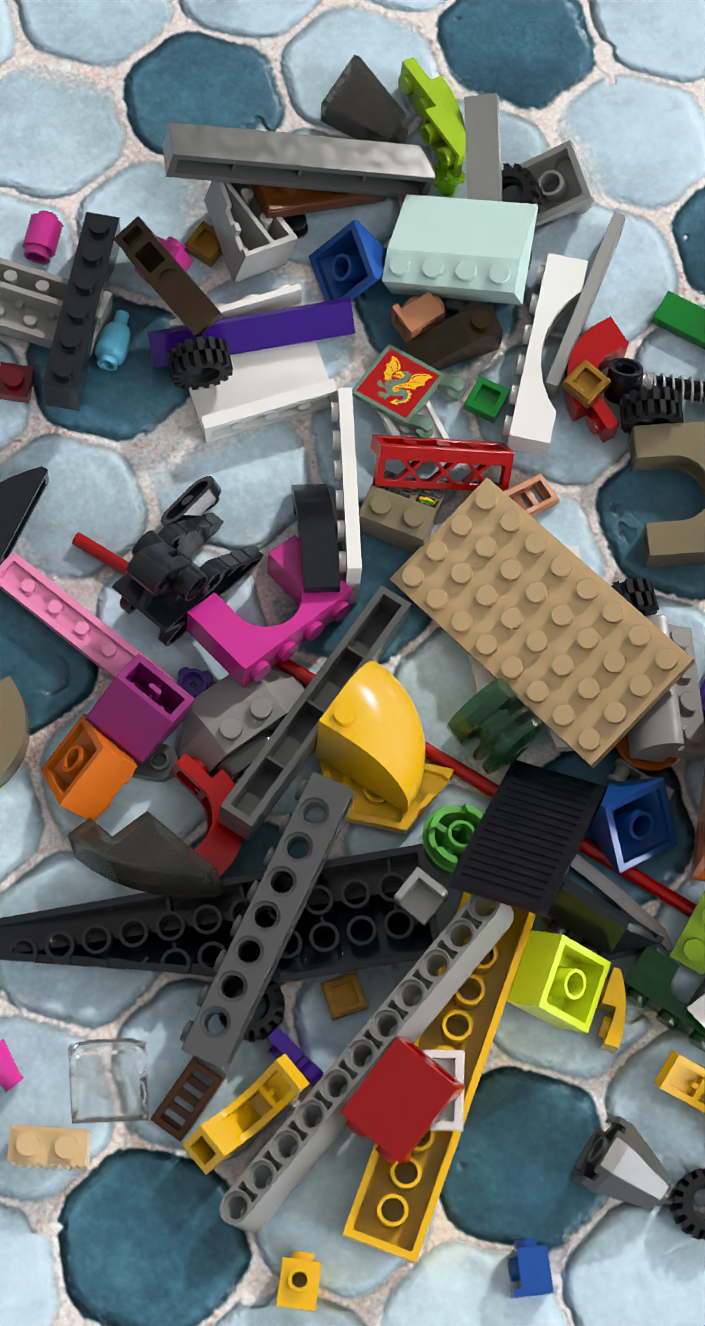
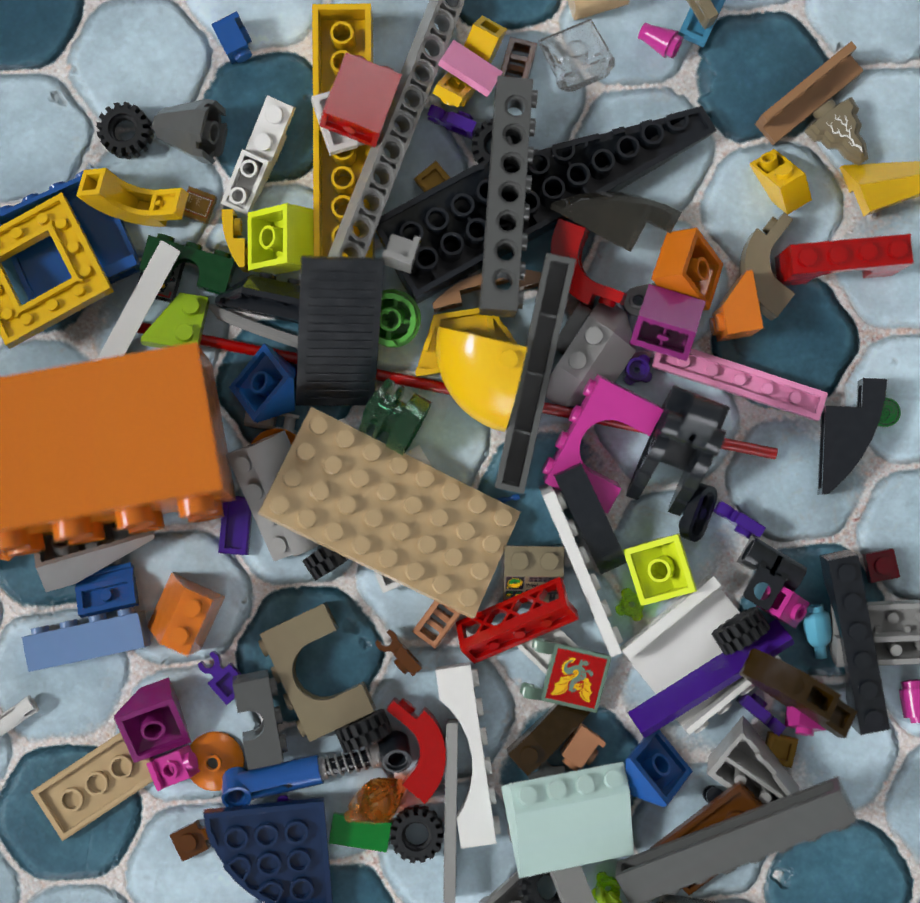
camera: 165 degrees right, 15 degrees up
(53, 699) = (738, 311): none -> orange slope
(135, 412) = (771, 568): none -> black piece
(140, 375) = (787, 607): none -> dark pink brick
(145, 474) = (744, 525): none -> dark purple plate
(214, 286) = (756, 707): none -> dark purple plate
(249, 1103) = (470, 68): none -> bright pink tile
(260, 459) = (660, 569): none -> neon yellow slope
(301, 448) = (623, 607): none -> clear neon green plate
(376, 841) = (452, 297): none -> medium nougat slope
(486, 399) = (500, 695): green plate -> none
(549, 1104) = (259, 156): none -> white slope
(578, 472) = (405, 659): none -> reddish brown plate
(586, 383) = (424, 732): pearl gold tile -> none
(633, 280) = (422, 851): none -> black tyre
(641, 1075) = (199, 205): none -> pearl gold tile
(664, 338) = (375, 801): none -> clear orange hat

